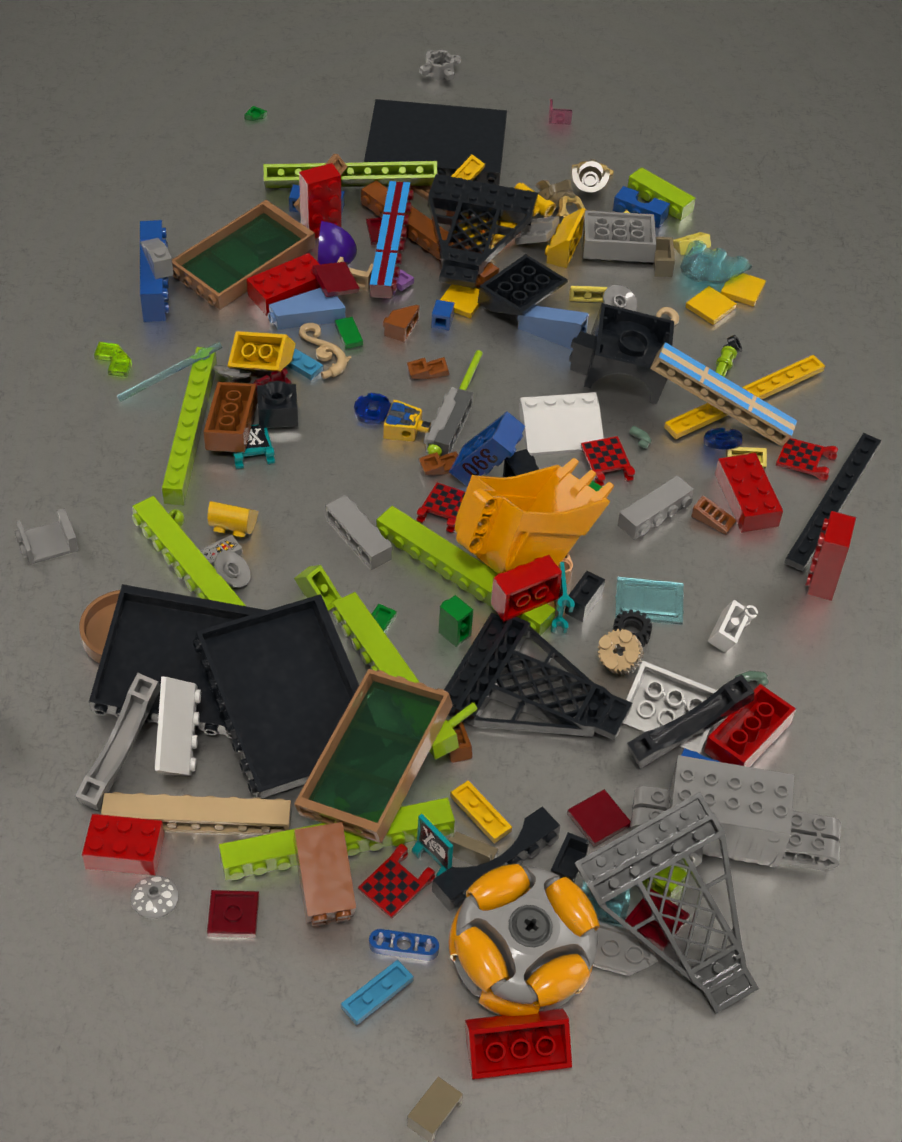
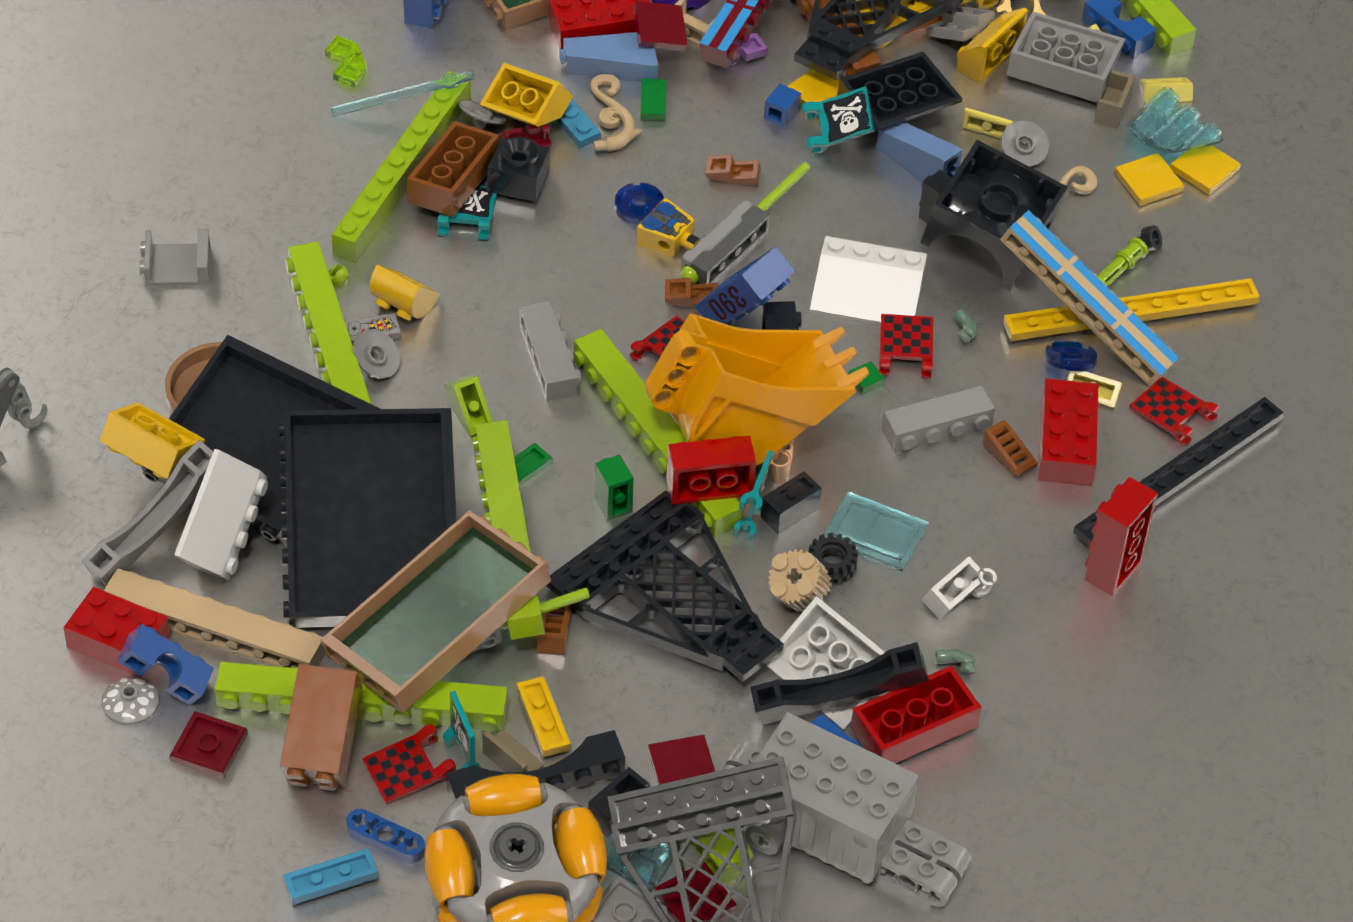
camera: 20 degrees right, 0 degrees up
(93, 683) = (147, 438): none -> yellow slope
(195, 861) = (186, 672): none -> blue arch
(401, 322) = (725, 102): dark orange slope -> none
(491, 313) = (840, 118): none -> flag

